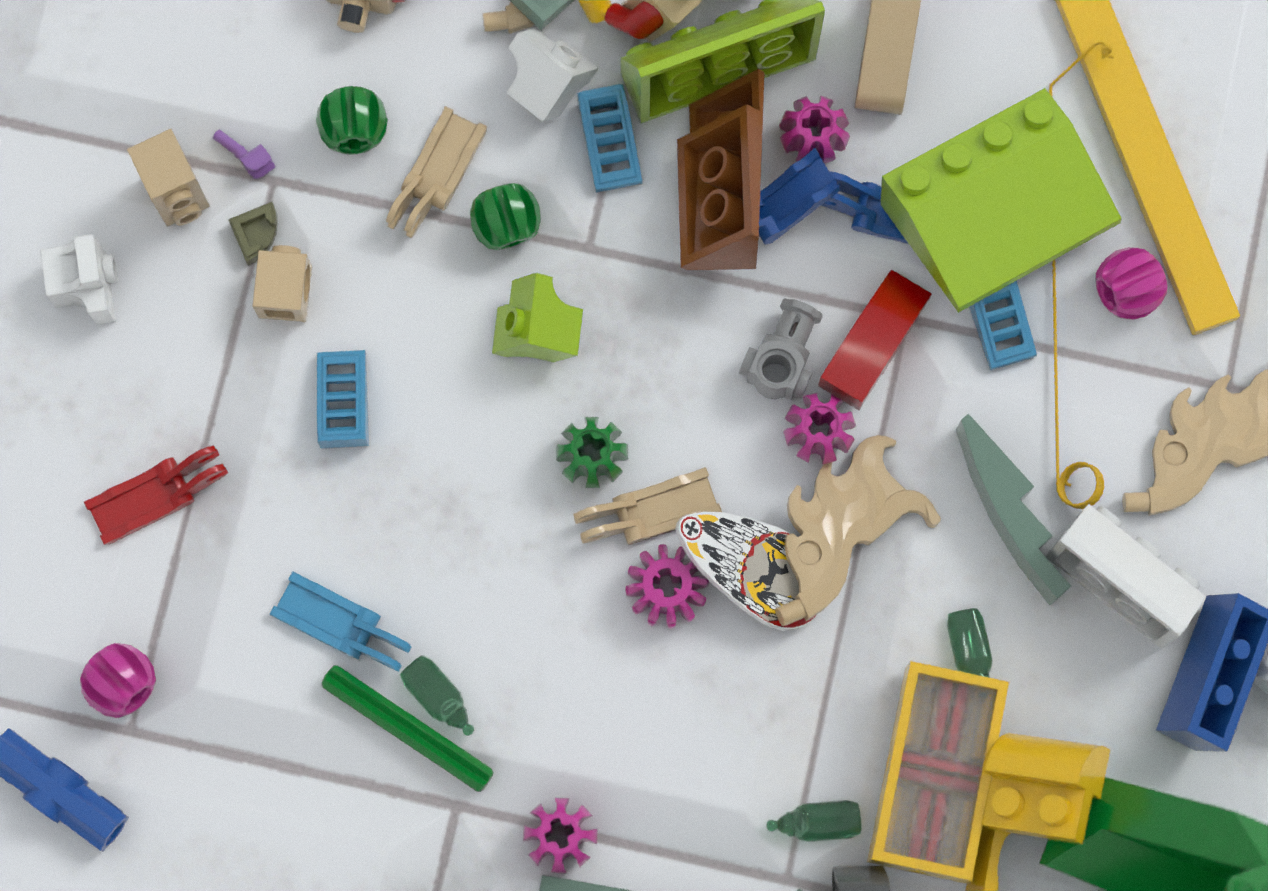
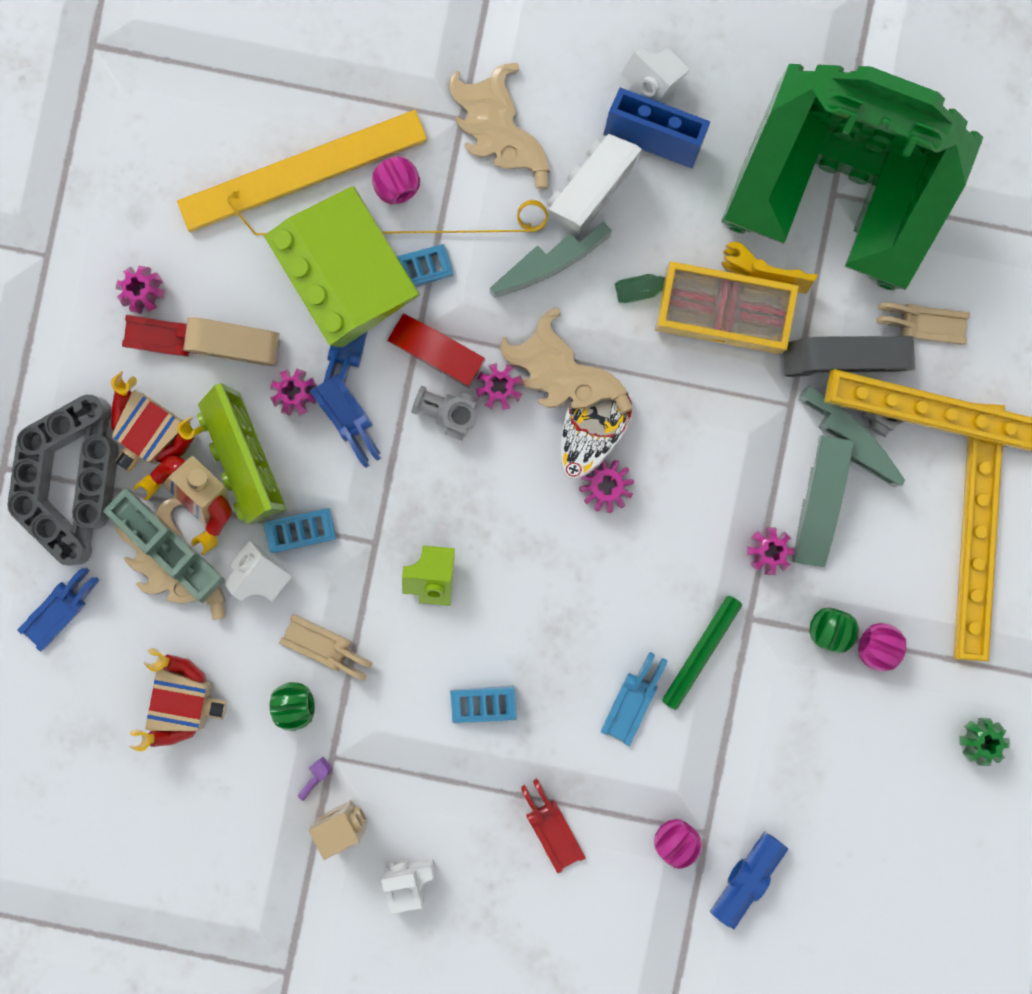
camera: 95 degrees left, 10 degrees up
(255, 230) = (369, 768): olive tile -> none
(282, 284) = (407, 748): tan brick -> none
(436, 693) = (679, 634): clear green piece -> none
(505, 216) = (358, 599): green piece -> none
(601, 440) = (527, 540): green piece -> none
(651, 509) = (552, 493): tan arm -> none
(722, 177) = (329, 453): dark orange slope -> none
(820, 821) = (754, 384): clear green piece -> none
(1043, 786) = (738, 238): yellow brick -> none

